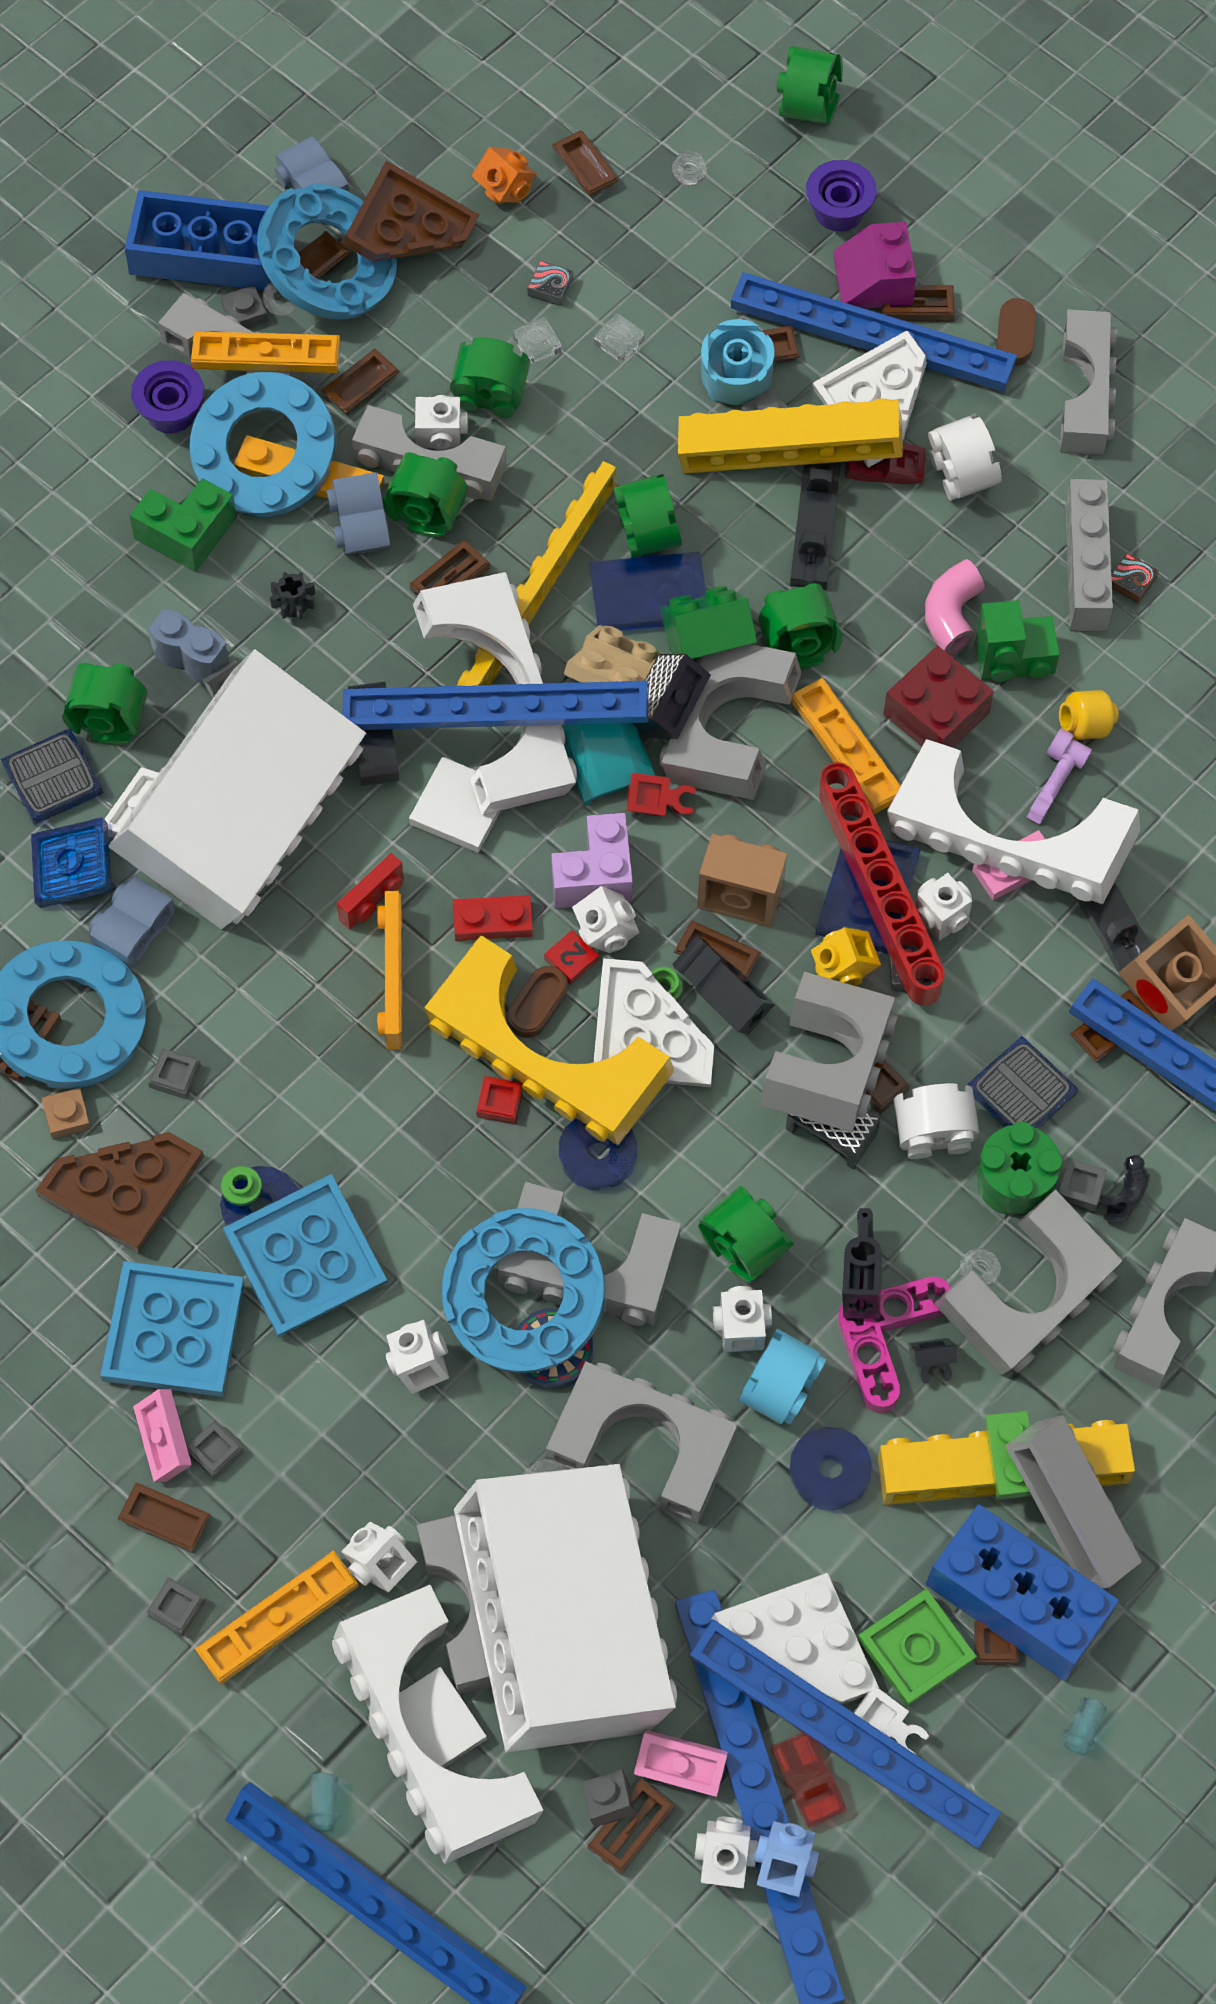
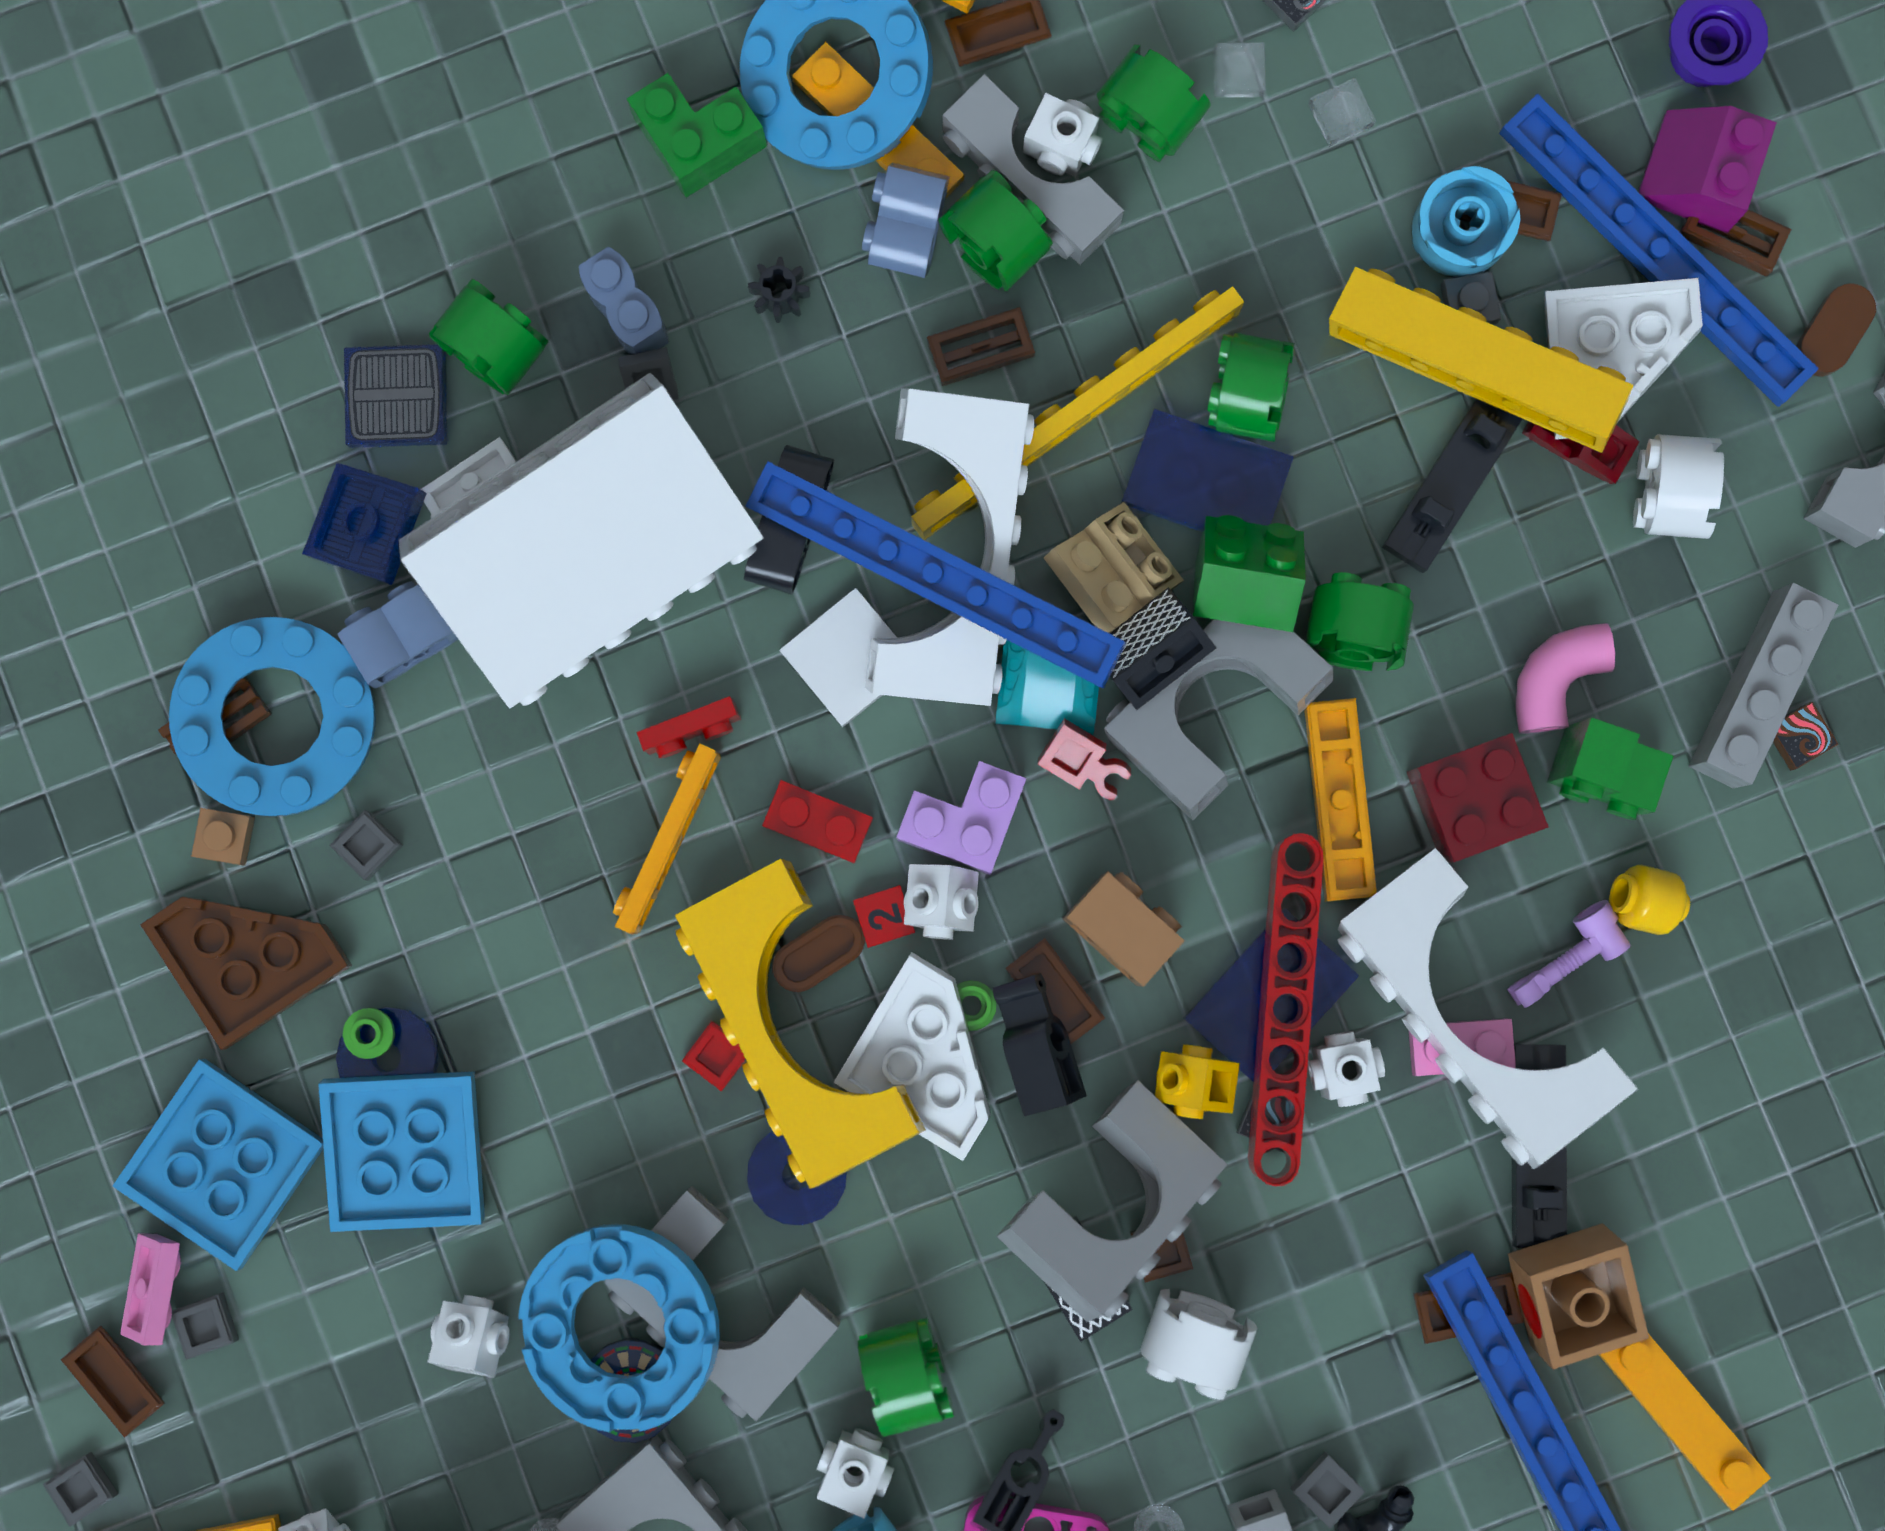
camera: 30 degrees right, 20 degrees up
(1022, 1086) = (1321, 1334): tile -> none
(1036, 1164) = (1289, 1453): green brick -> none

